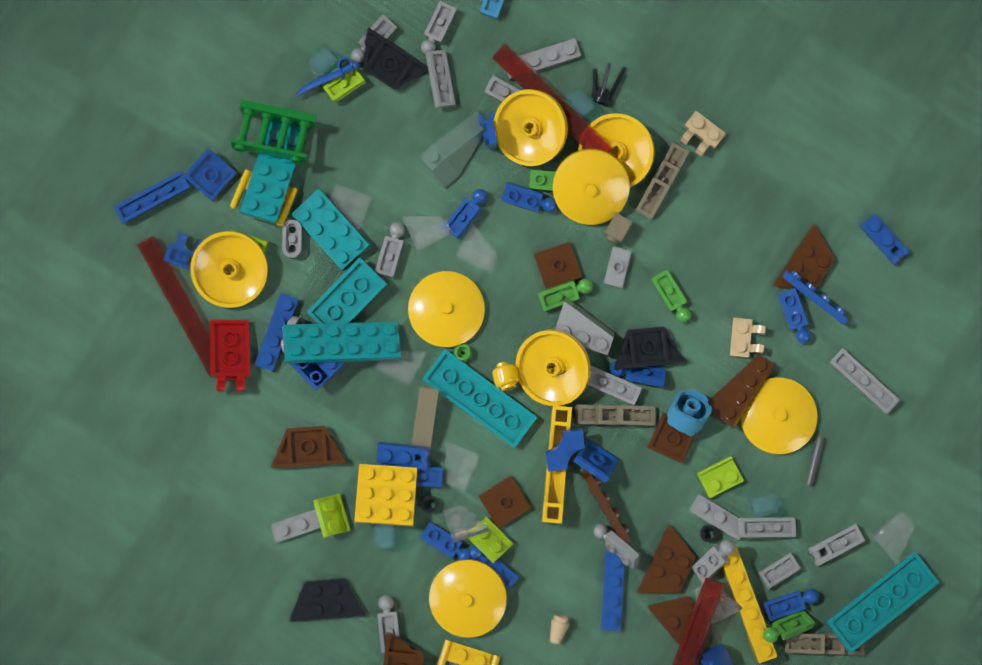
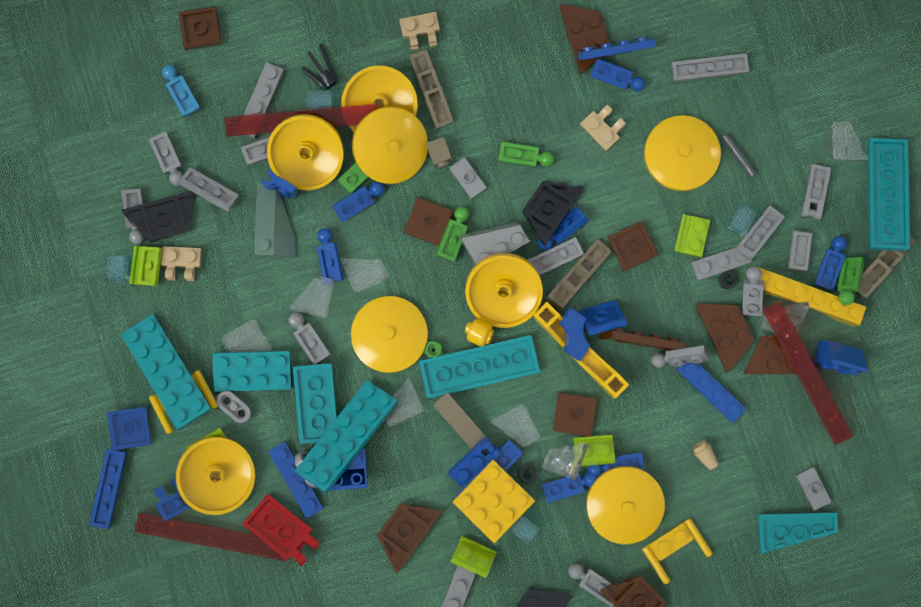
camera: 45 degrees left, 0 degrees up
(270, 113) = (121, 343): green fence -> none
(341, 71) = (137, 260): blue sword -> none
(371, 103) = (181, 257): none -> tan plate
(689, 412) = (624, 216): dark azure brick -> none
(736, 396) = (641, 170): reddish brown wing -> none

